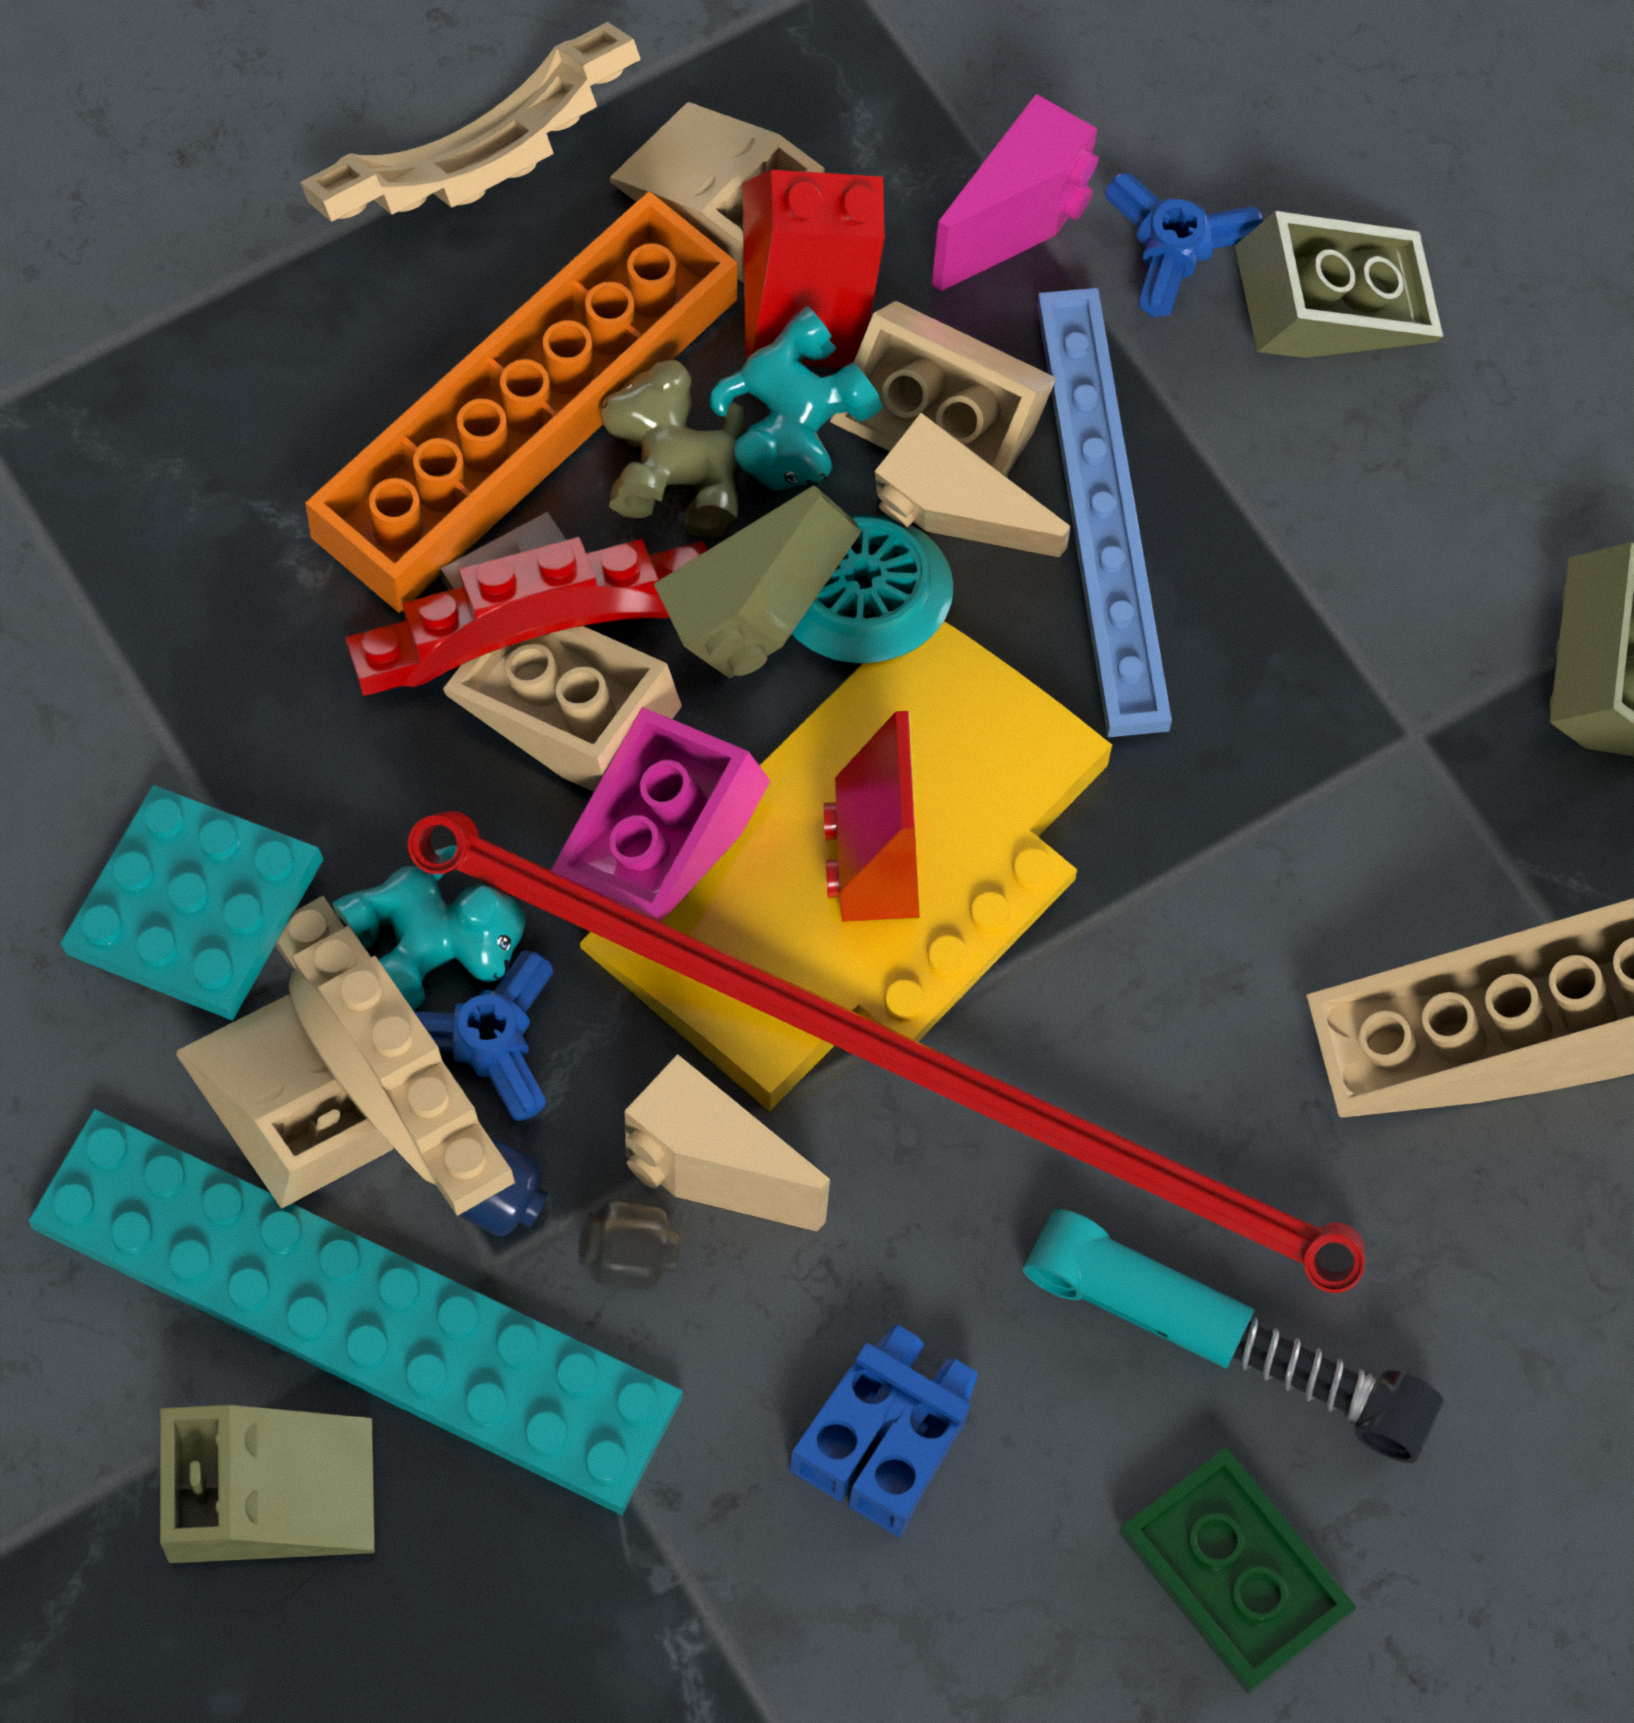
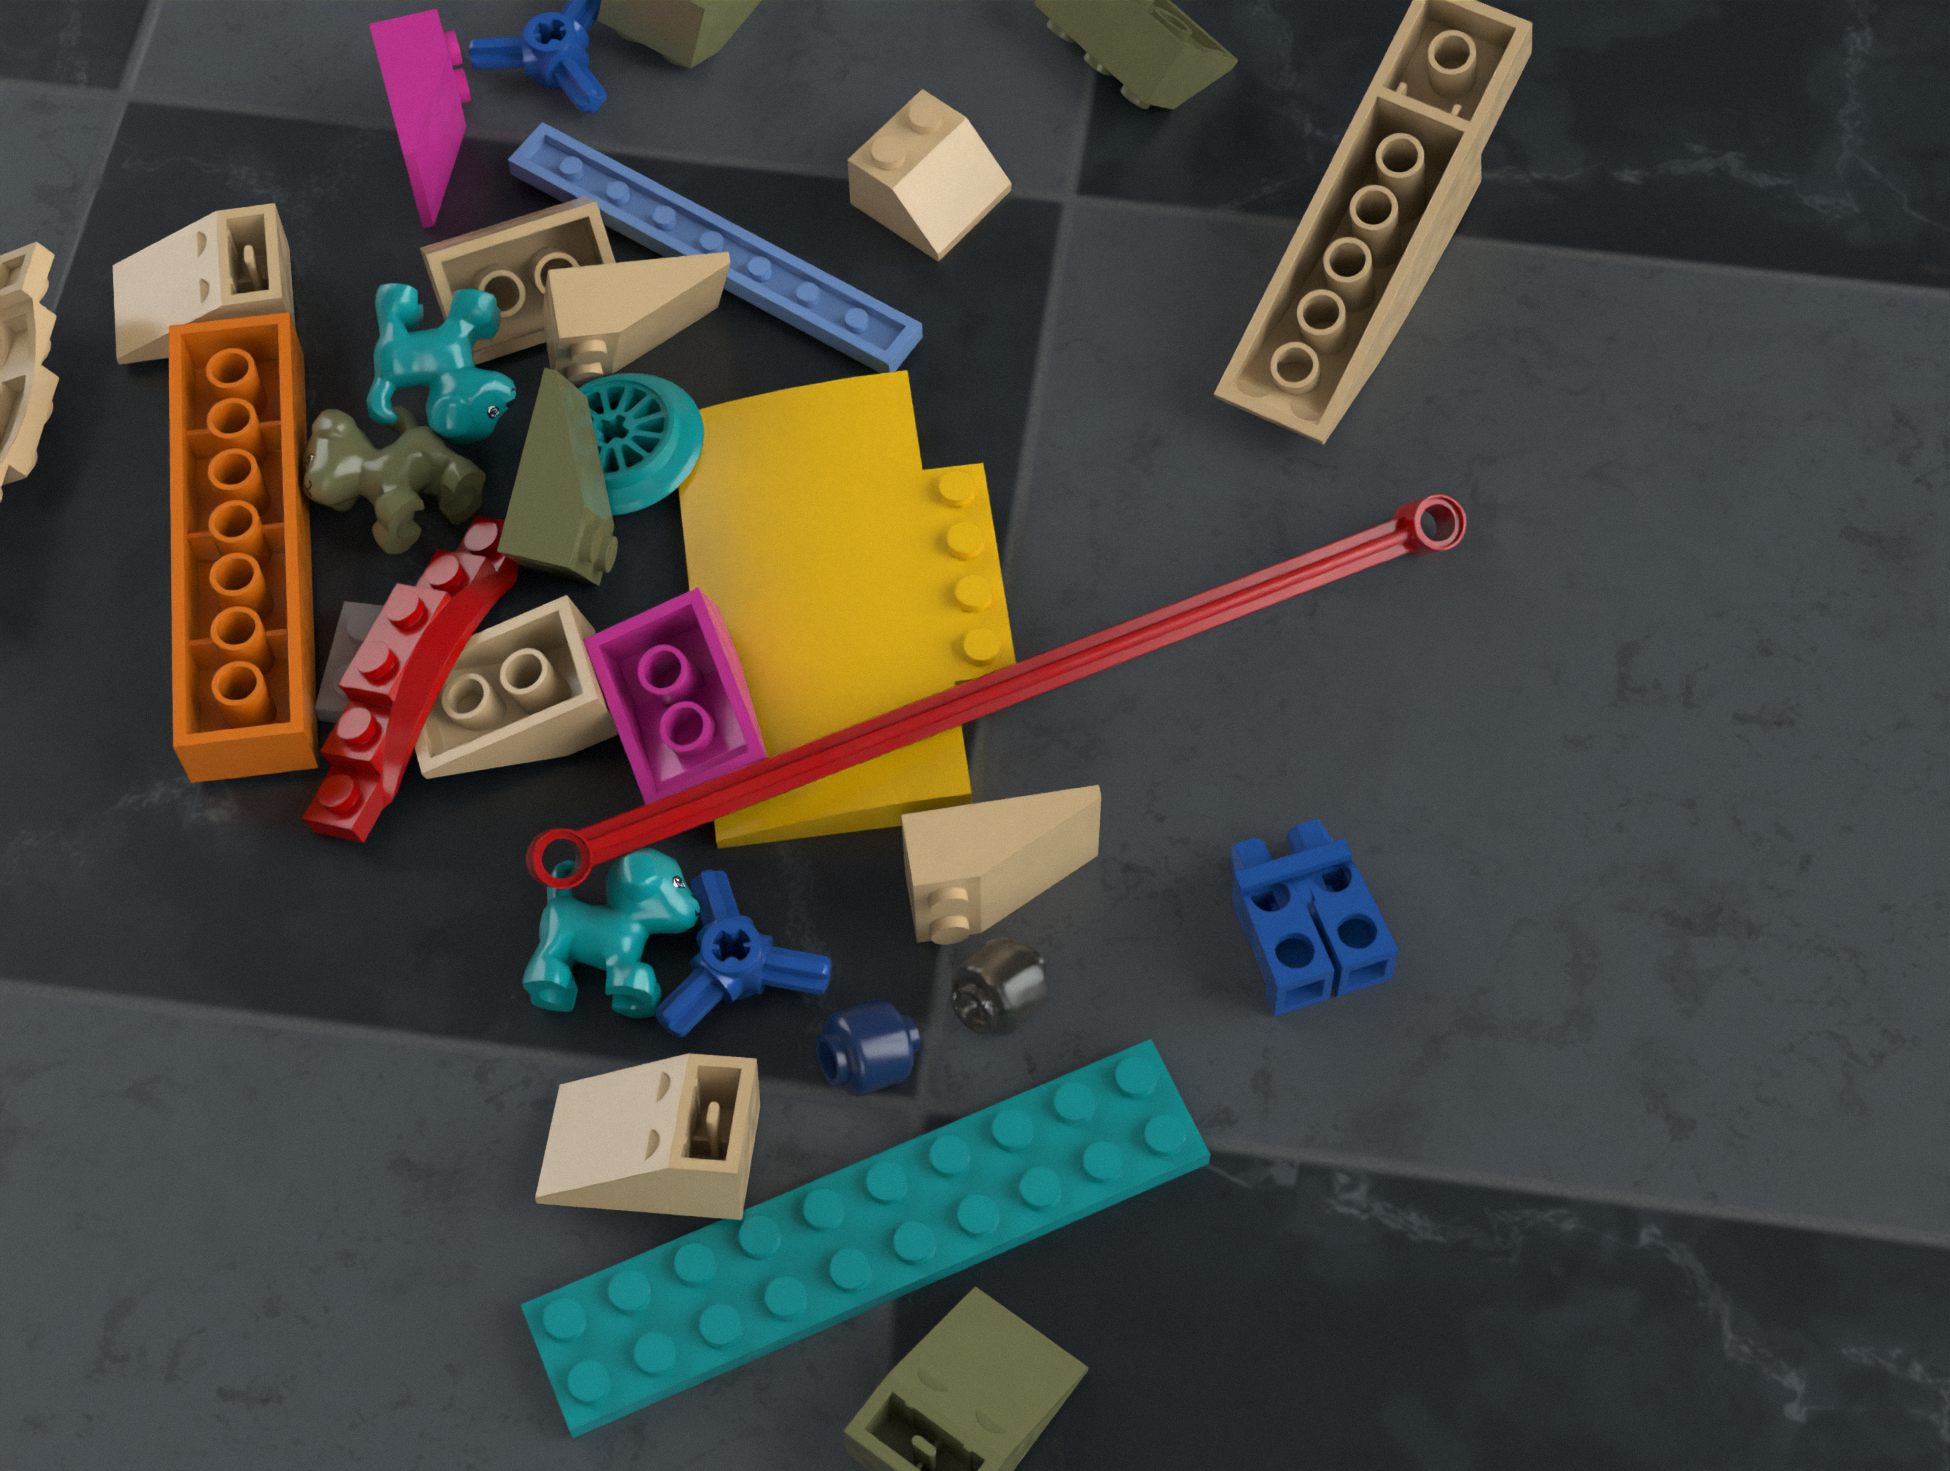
camera: 45 degrees left, 5 degrees down
(192, 902) = (414, 1097): teal plate -> none
(387, 1058) = (689, 1034): tan piece -> none
(815, 246) = (326, 255): red slope -> none
(875, 829) = (844, 540): red slope -> none
(1082, 1262) = (1286, 690): piece -> none
(1237, 1570) = (1611, 767): dark green plate -> none
(1321, 613) = (926, 176): none -> tan slope

